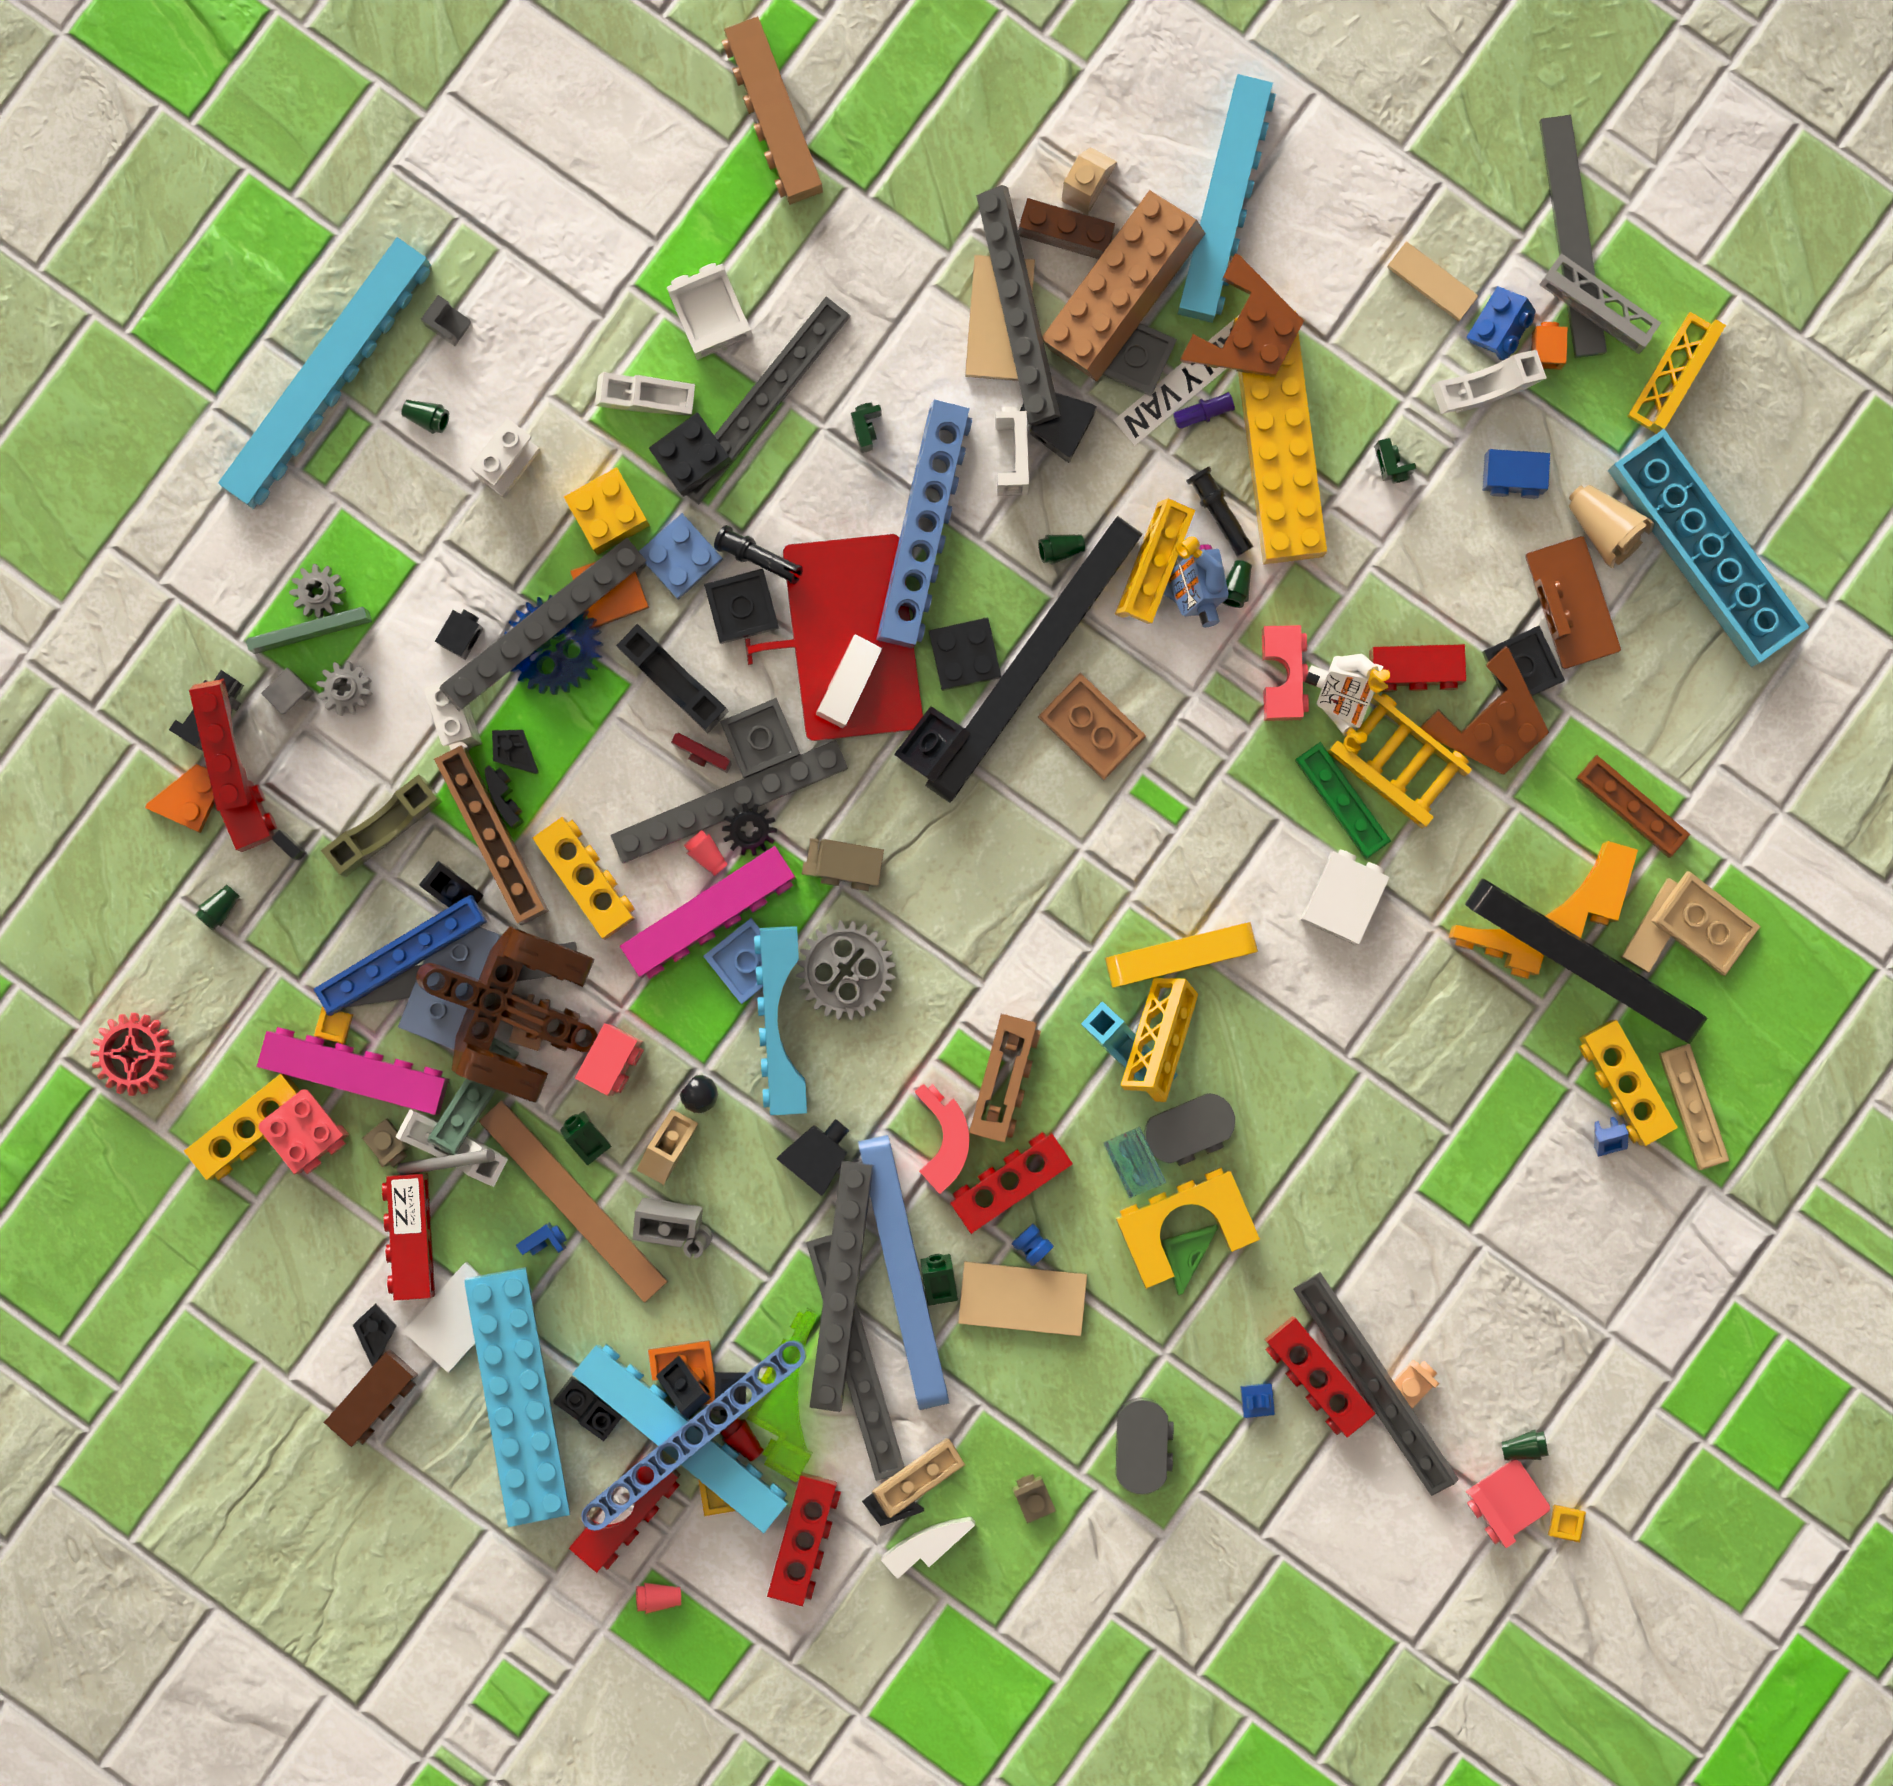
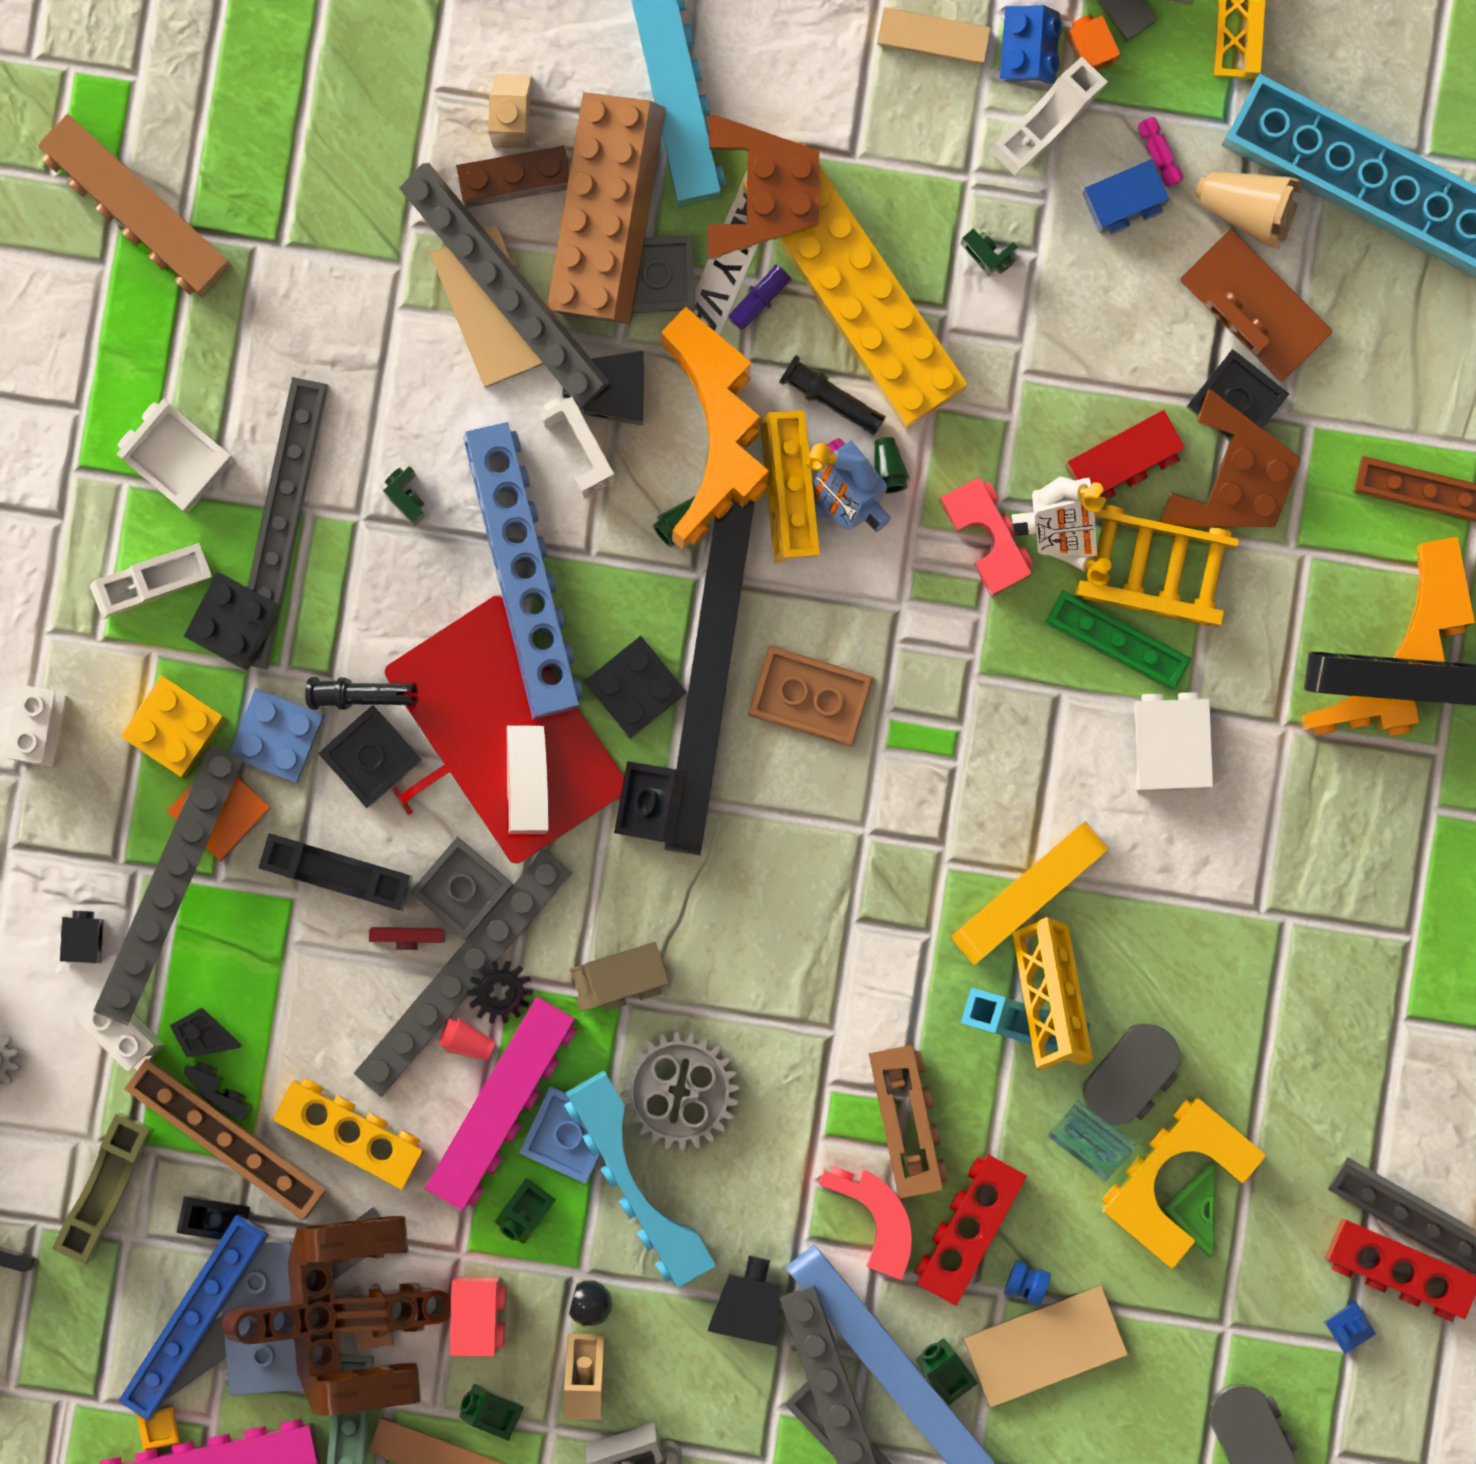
camera: 30 degrees left, 0 degrees up
(566, 669) = (216, 918): gear -> none
(685, 1001) = (524, 1211): none -> dark green bracket
(1116, 527) = (716, 373): none -> light orange arch
(1559, 452) = (1160, 152): none -> dark pink axle

